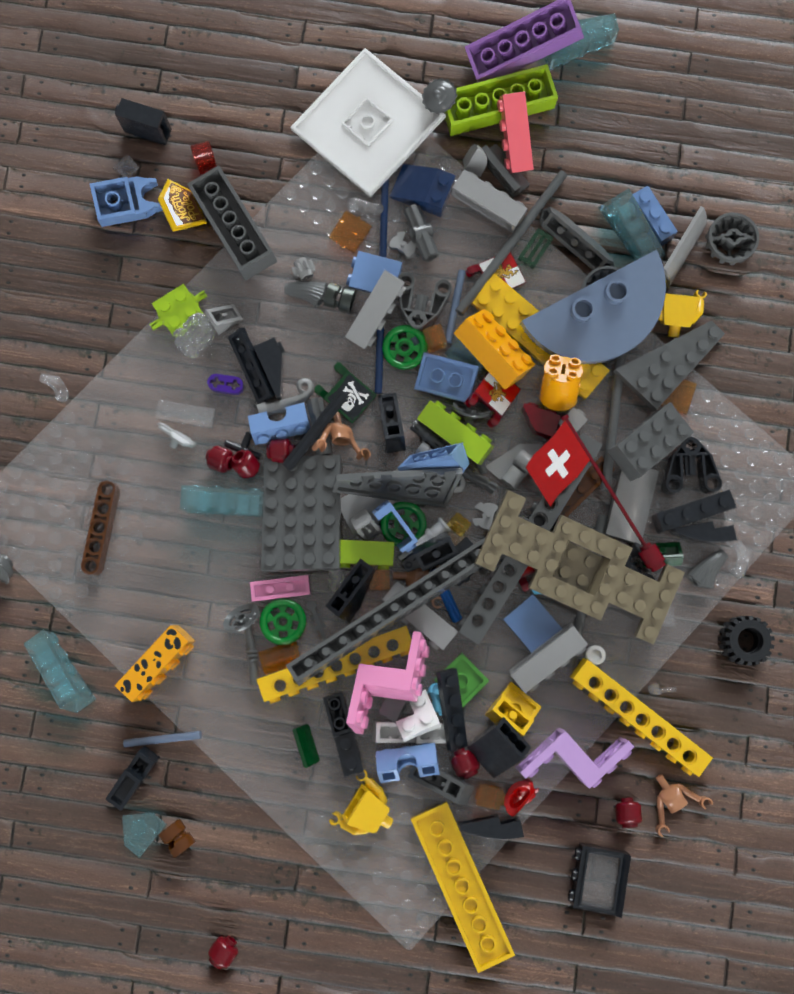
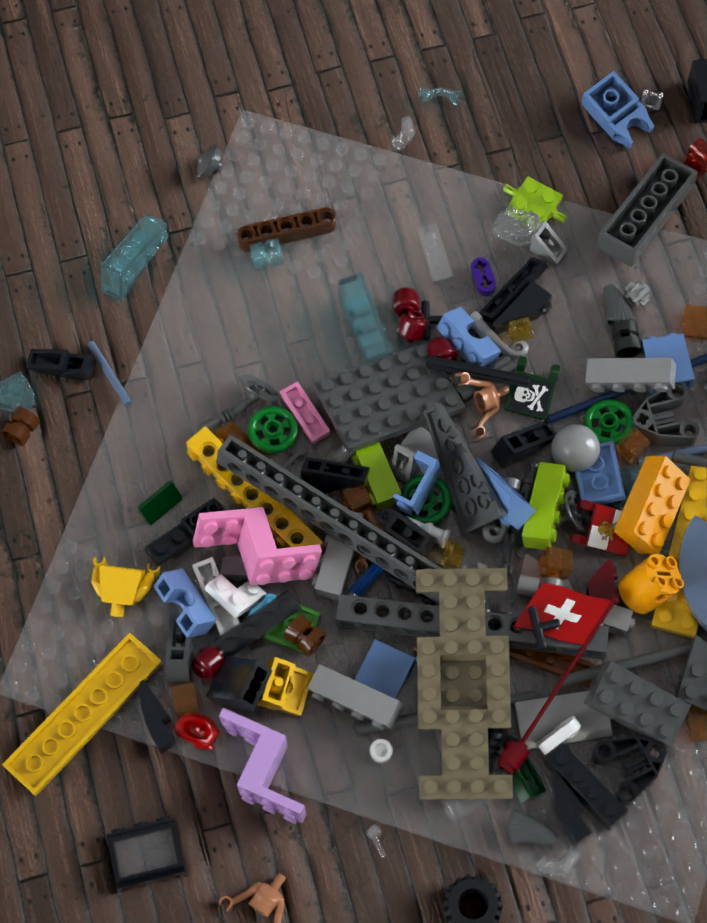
camera: 70 degrees right, 15 degrees down
(26, 349) = (426, 94): none -> clear light blue arm
(116, 556) = (266, 253): none -> clear light blue wheel
(155, 663) = (180, 330): light orange brick -> none
(177, 437) = (408, 255): light grey piece -> none
(180, 207) = (637, 158): tile -> none
(291, 378) = (520, 330): none -> clear yellow slope
(416, 384) = (575, 447): none -> light grey piece
(474, 679) = (304, 635): none -> reddish brown wheel
(506, 447) = (556, 563): none -> clear orange brick
(562, 486) = (539, 627): none -> black piece
(628, 813) = (228, 856): dark red head -> none
(647, 512) = (564, 730): none -> white piece
(697, 758) = (347, 741): yellow brick -> none

